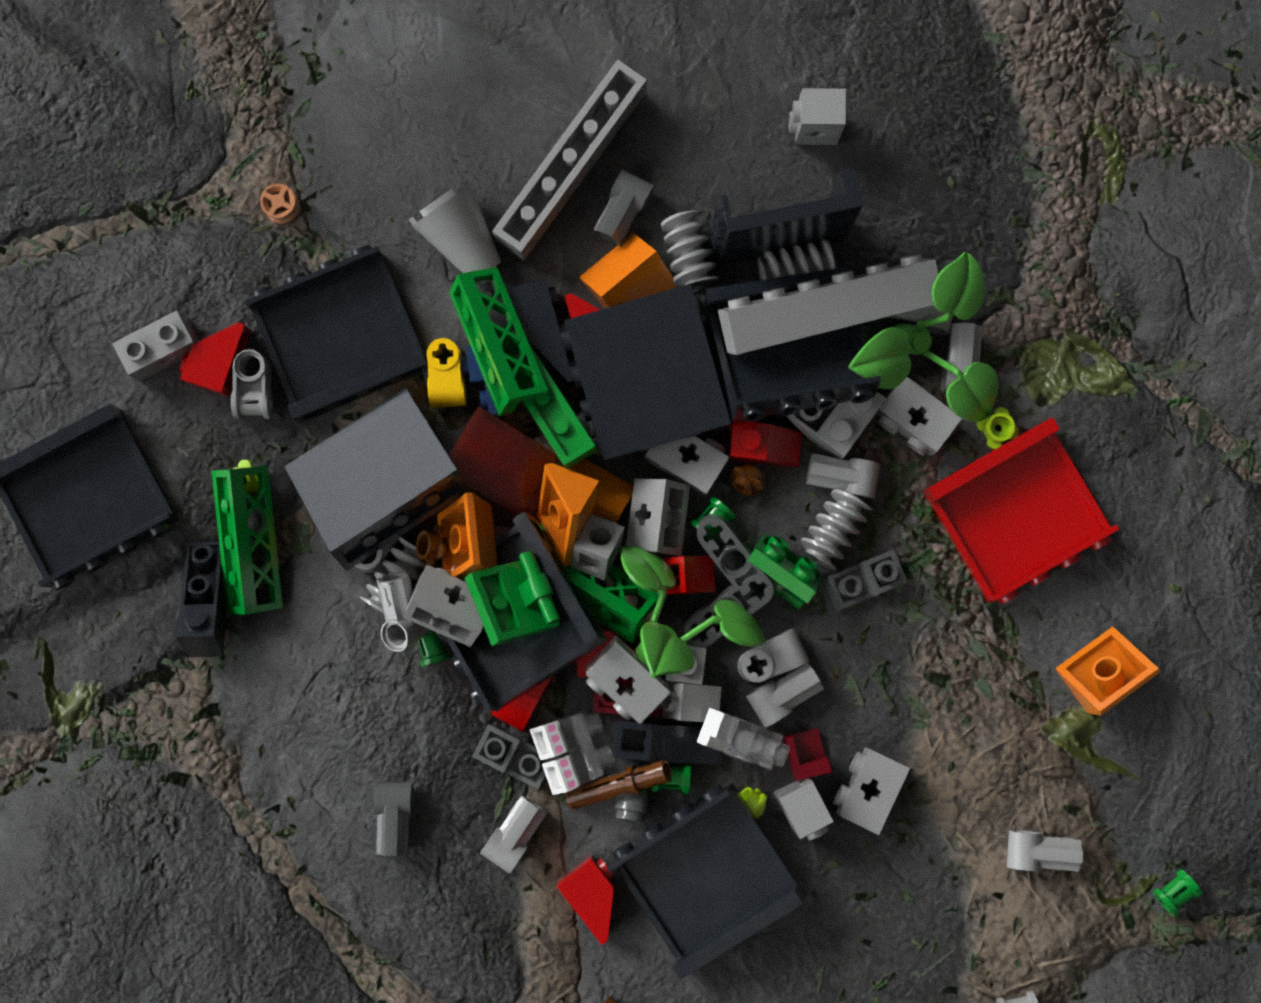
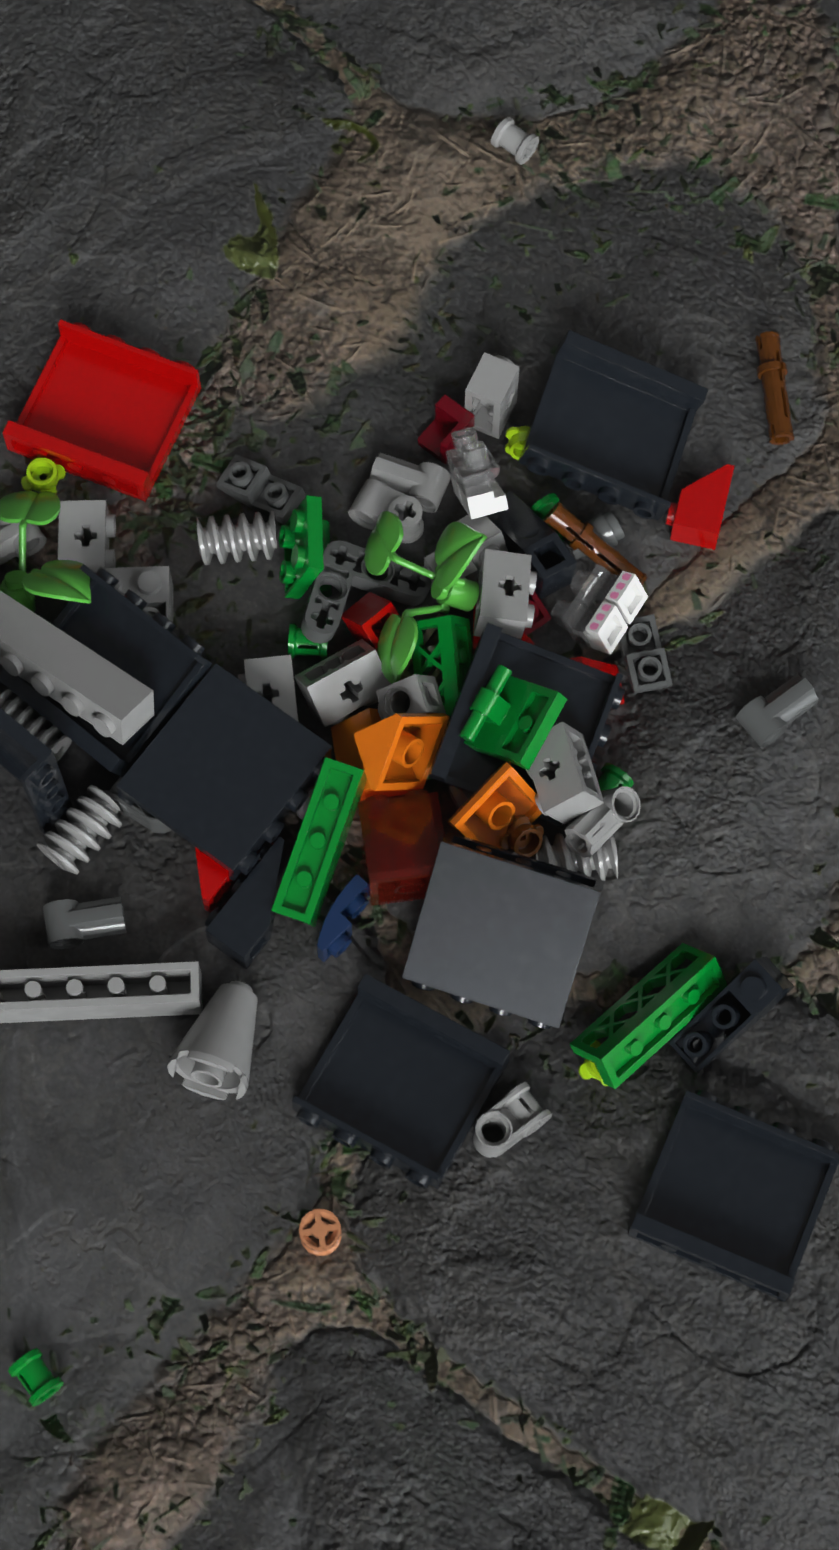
camera: 125 degrees left, 15 degrees down
(156, 346) = (542, 1234): light grey brick -> none
(211, 359) = (513, 1172): red slope -> none
(446, 381) = (365, 953): yellow piece -> none
(485, 343) = (290, 957): green fence -> none
(510, 840) = (717, 604): light grey piece -> none
(628, 273) = (147, 870): orange slope -> none
(747, 479) = (250, 638): reddish brown plate -> none
(764, 444) = (215, 639): red slope -> none
(853, 476) = (183, 557): light grey piece -> none
(875, 808) = (444, 347): light grey brick -> none
(1033, 851) = (378, 212): light grey piece -> none
(1106, 672) = (188, 253): orange slope -> none
(1189, 891) = (324, 92): green bush -> none

